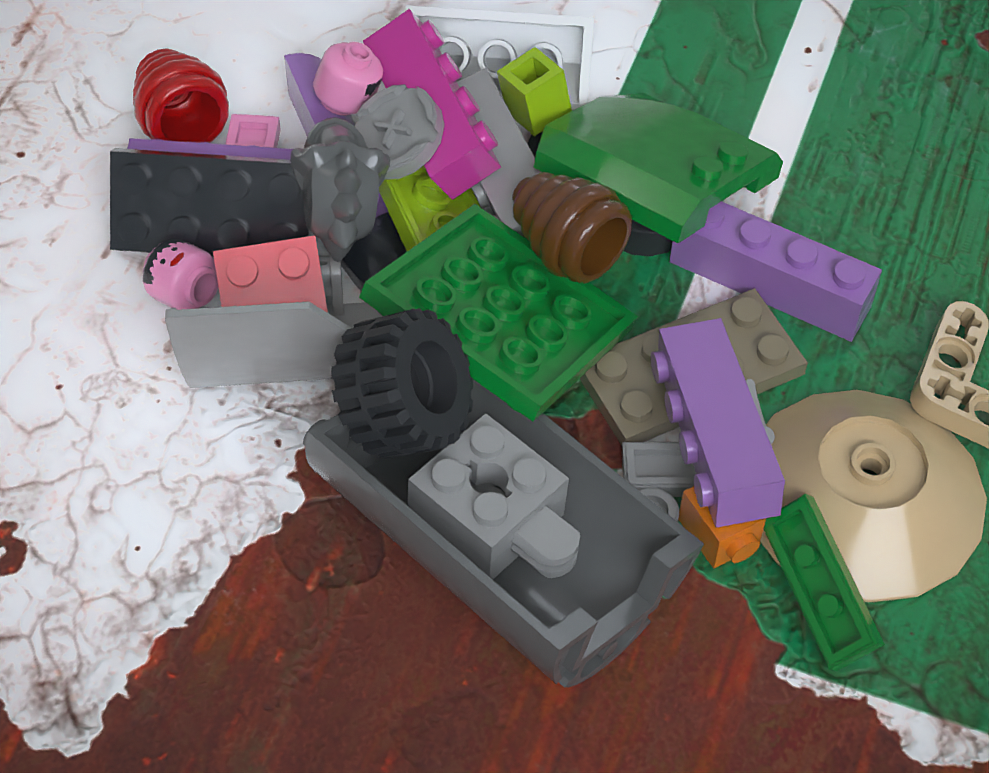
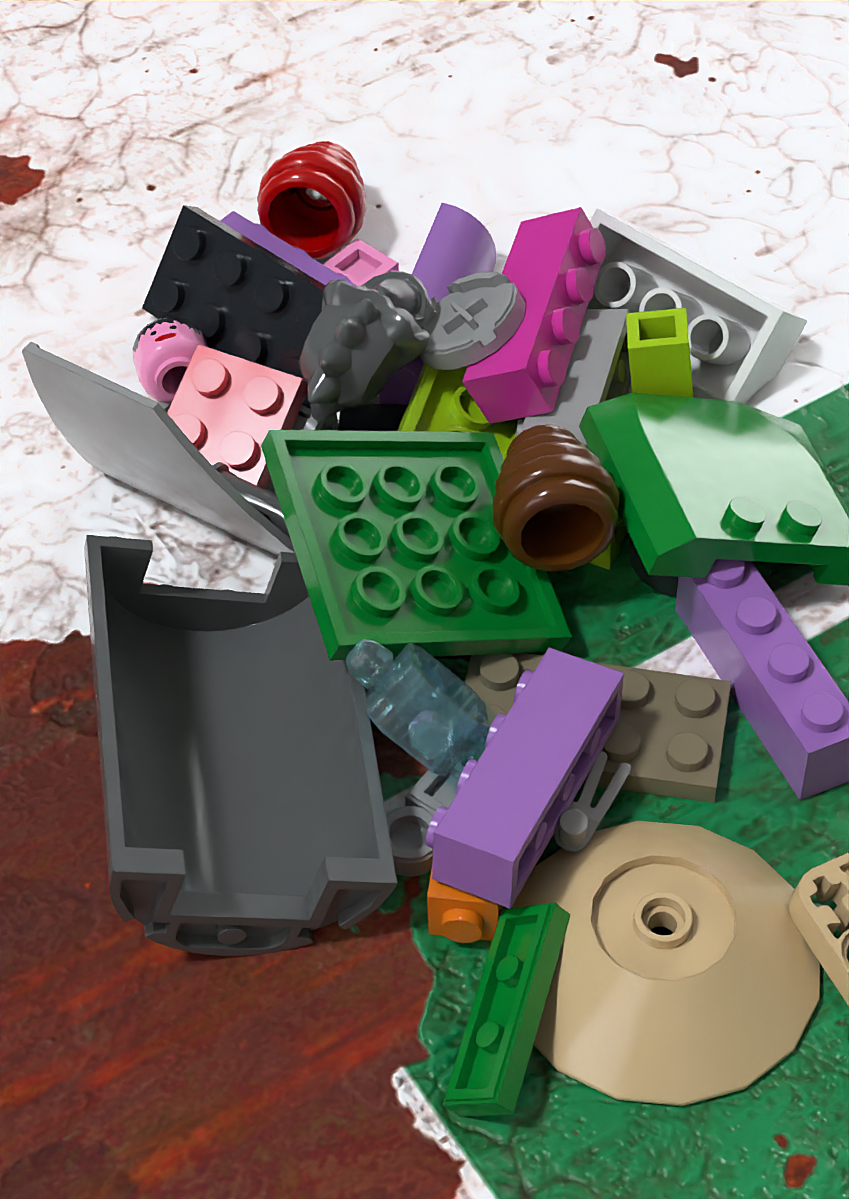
camera: 40 degrees right, 5 degrees down
(347, 77) = (469, 243): bright pink head -> none
(402, 383) = (263, 552): black tyre -> none
(483, 522) = (235, 726): light grey brick -> none
(611, 417) = (421, 705): none -> clear light blue piece

